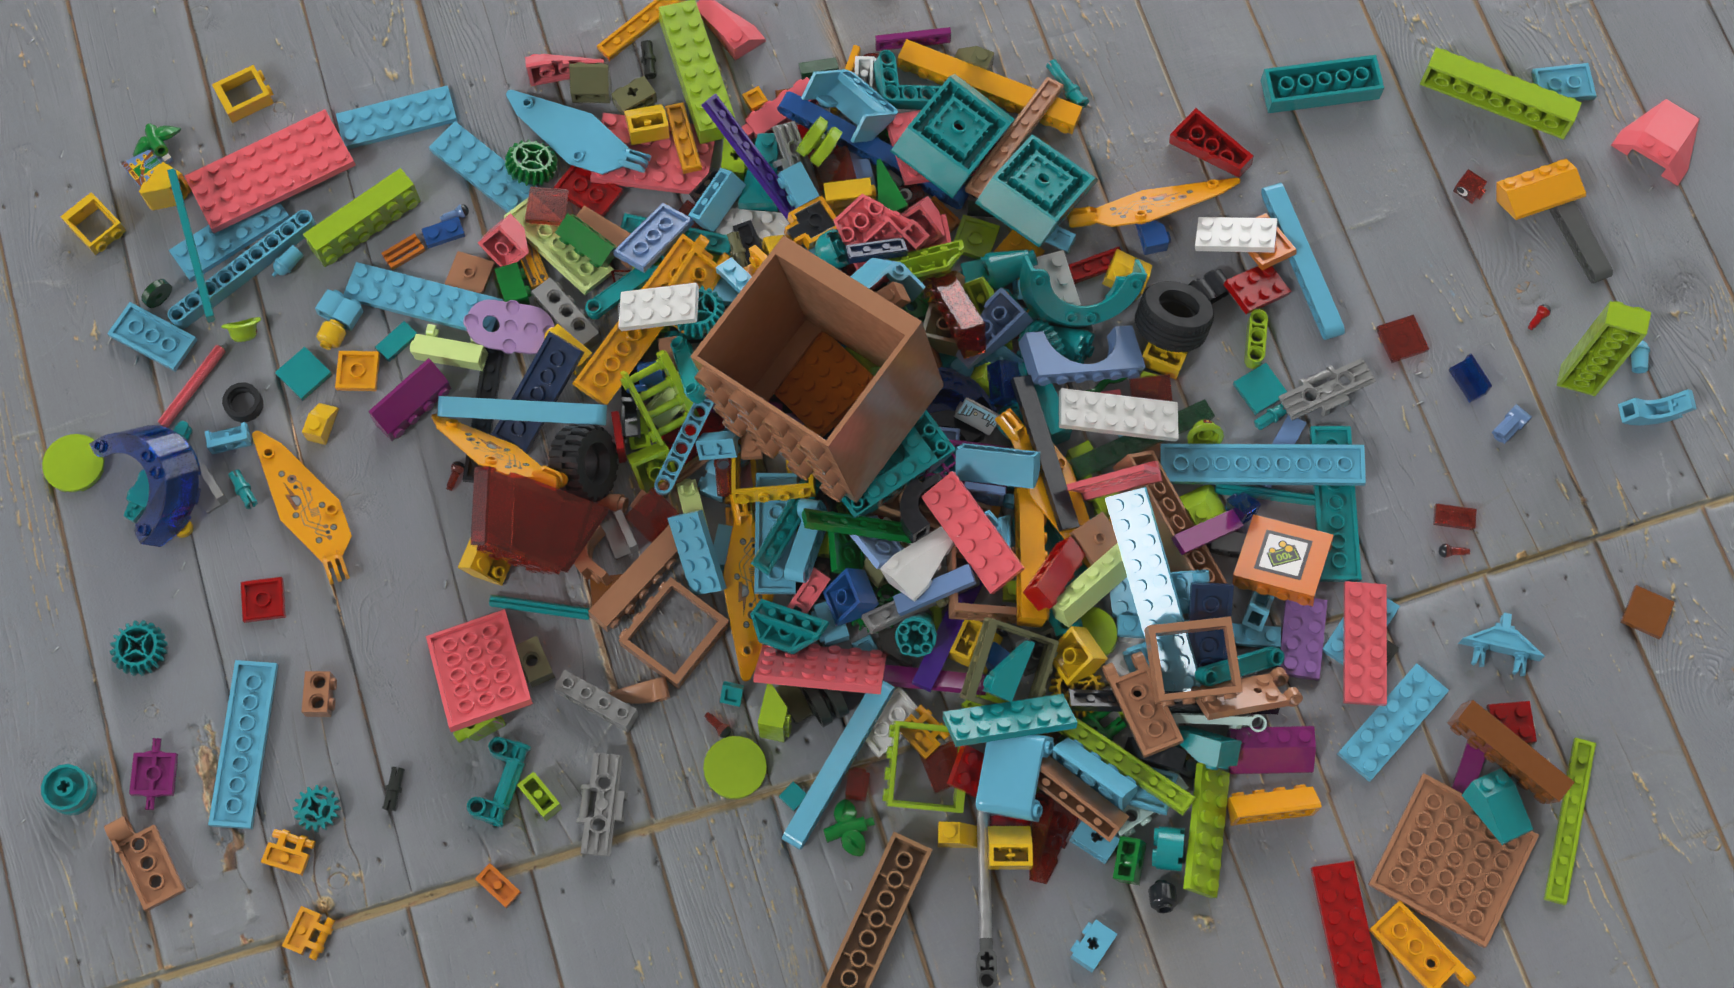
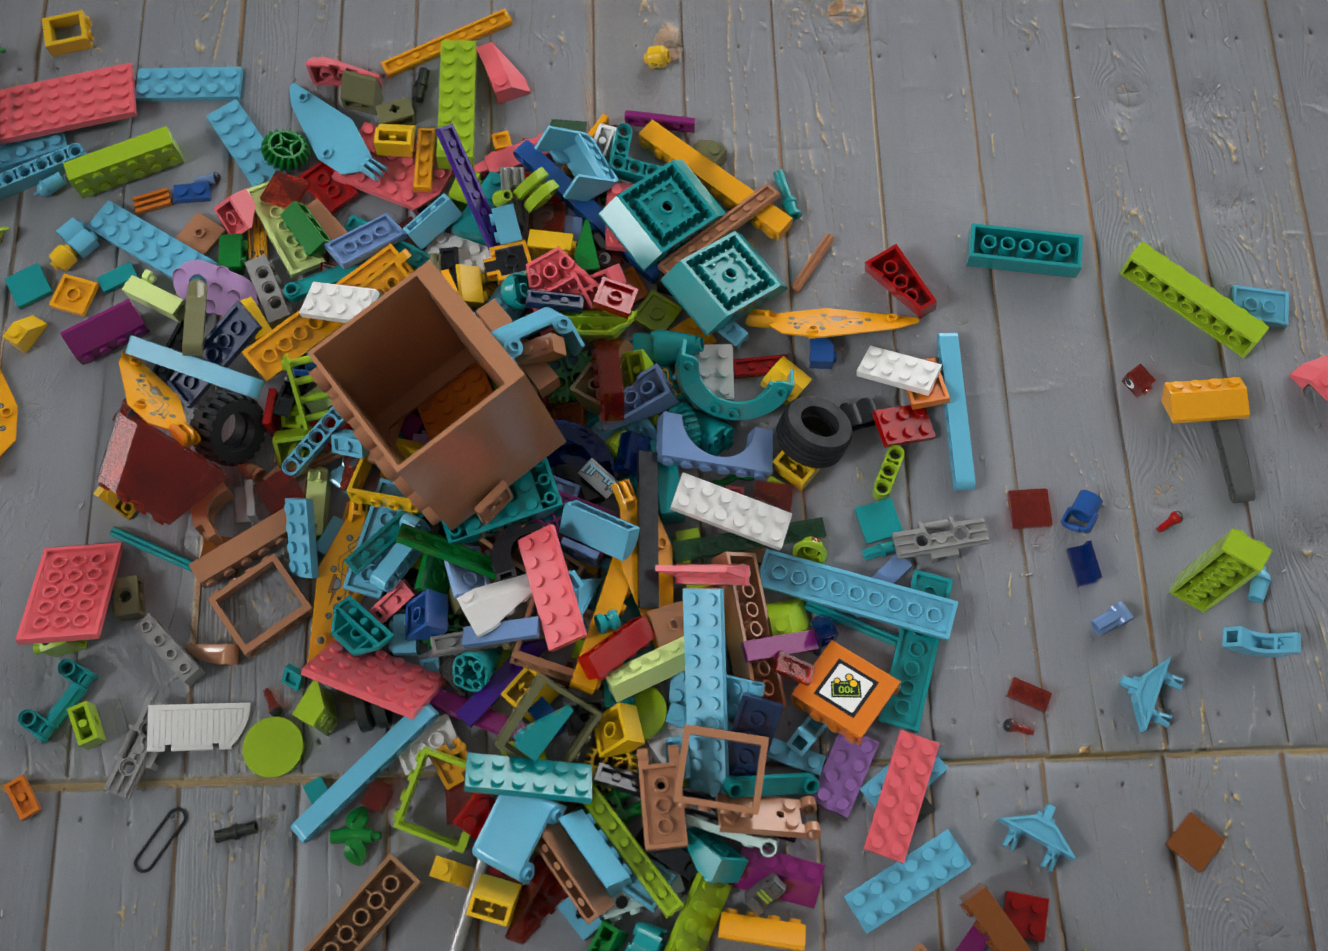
camera: 20 degrees right, 0 degrees up
(507, 361) = (195, 319): none -> olive piece
(643, 886) = (167, 844): none -> black piece
(651, 767) = (195, 726): none -> white piece
(727, 857) = (236, 831): none -> pearl dark grey pin
(786, 158) = (502, 197): none -> lime cone
(892, 463) = (494, 502): none -> nougat plate
(939, 231) = (615, 297): none -> plate
(1037, 551) = (607, 621): none -> teal wheel
(1114, 148) = (812, 263): none -> nougat axle
(1228, 549) = (793, 668): none -> clear red plate
(1265, 767) = (764, 893): none -> dark grey leg
(1455, 326) = (1083, 509): none -> blue piece
(1563, 485) = (1145, 691): none -> medium azure connector

